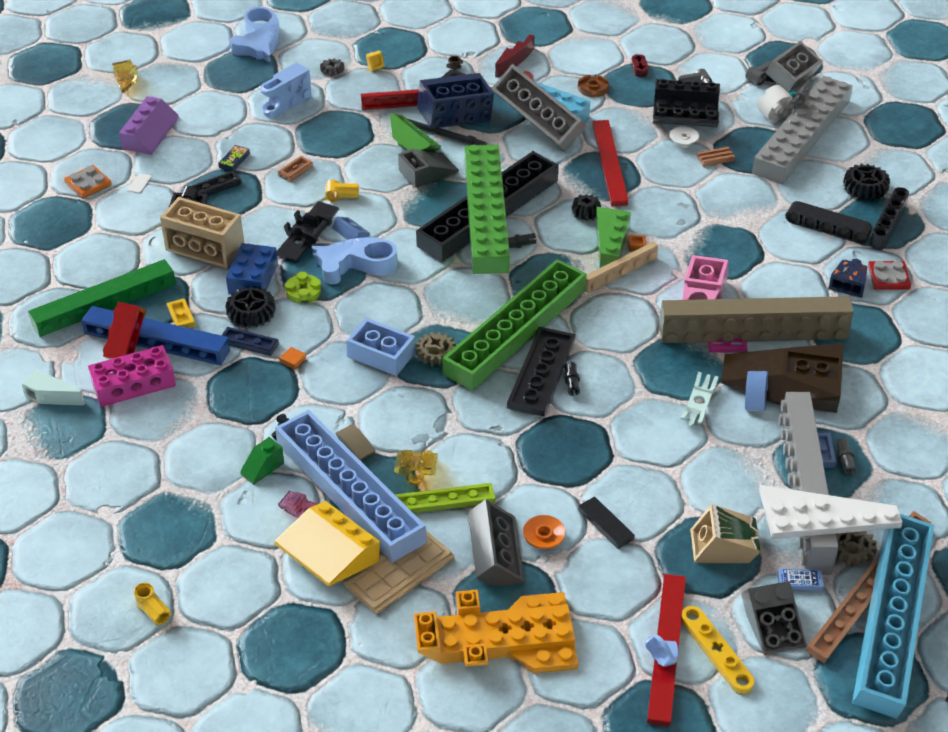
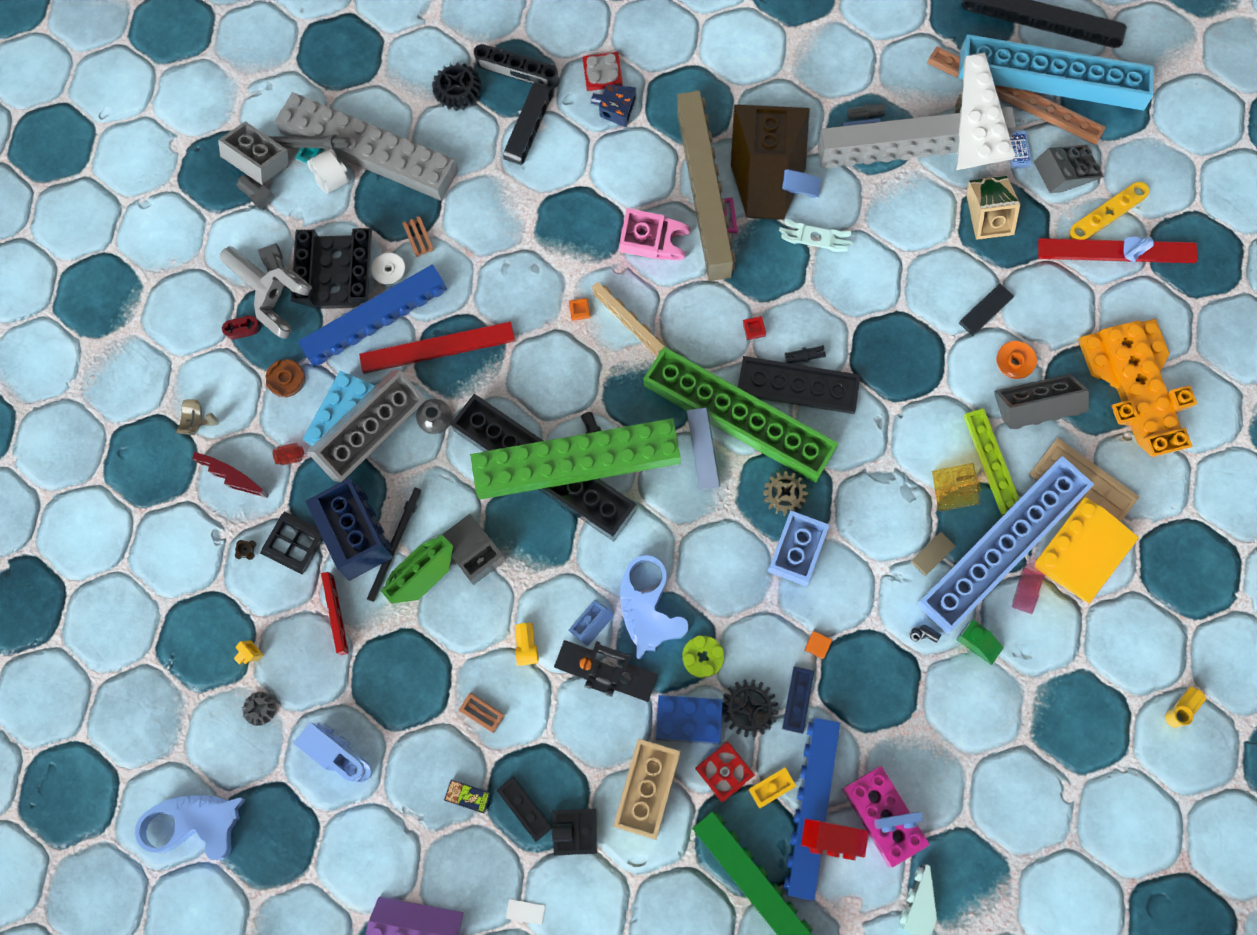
camera: 90 degrees left, 30 degrees up
(122, 359) = (888, 824): none -> medium blue plate
(203, 289) = (724, 771): none -> red piece
(486, 295) = (703, 448): none -> sand blue tile
(551, 152) = (437, 424): none -> flat silver piece
(559, 41) = (187, 412): none -> dark tan helmet
(585, 207) = (536, 366): black gear -> none
(604, 347) = (754, 328): none -> red plate
(611, 233) = (581, 332): bright green wedge -> none
(642, 128) = (372, 315): none -> blue brick
(668, 70) = (266, 287): none -> light grey piece

